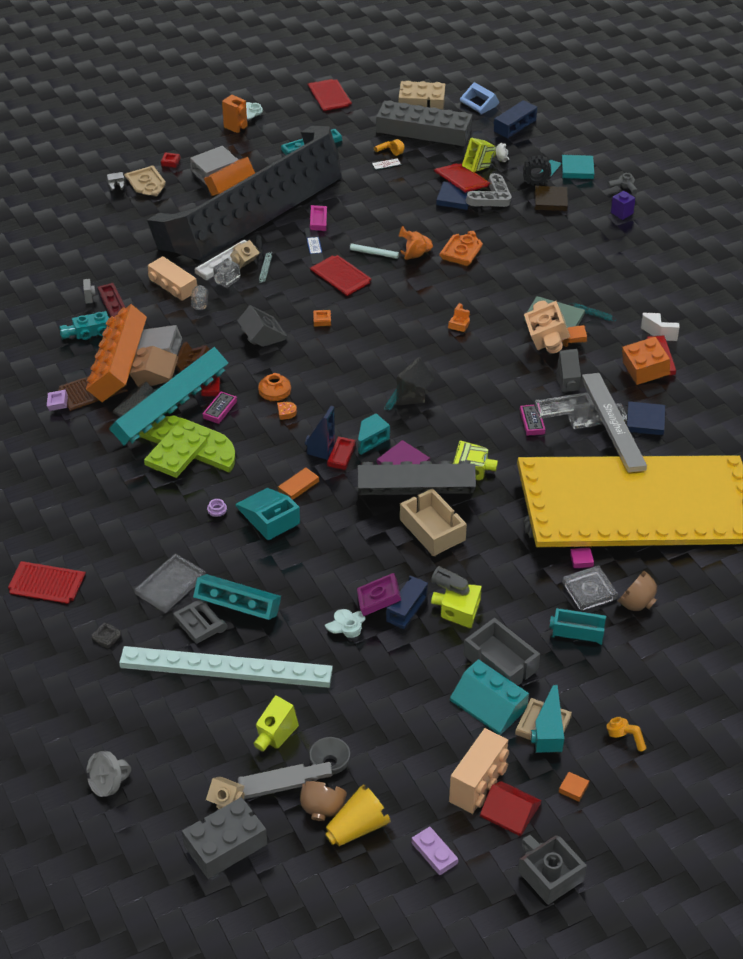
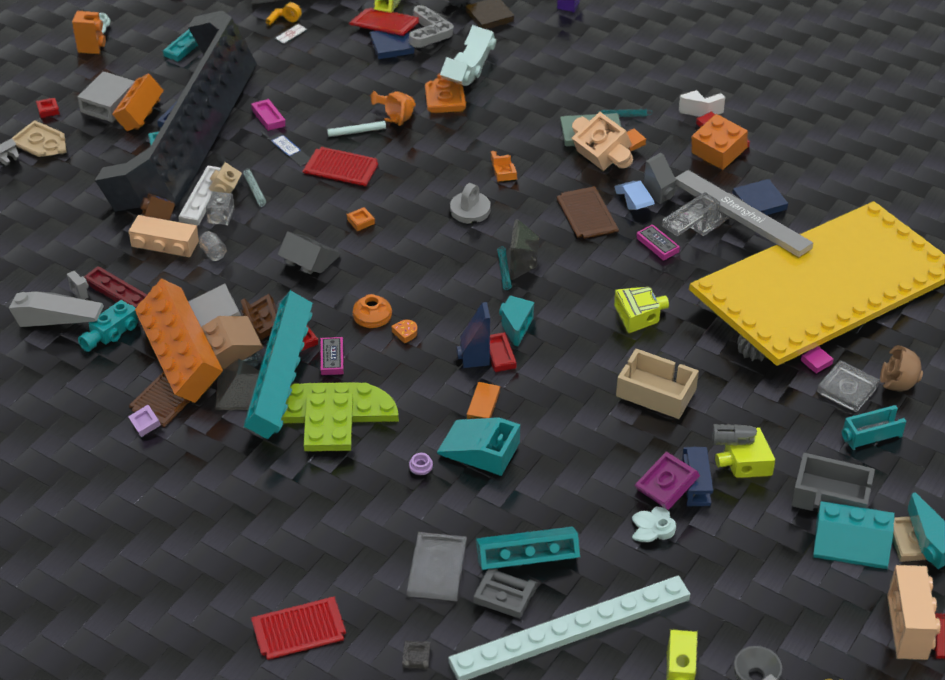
camera: 30 degrees left, 0 degrees up
(56, 299) = (52, 309): none -> light grey wedge
(180, 256) = (157, 207): none -> reddish brown brick
(403, 452) = (568, 334): magenta tile -> none
(409, 337) = (470, 205): none -> light grey tile
(416, 478) = (607, 345): dark grey brick -> none
(497, 231) = (468, 65): none -> light aqua brick
(497, 377) = (587, 213): none -> reddish brown window
(542, 377) = (635, 195): none -> light blue slope

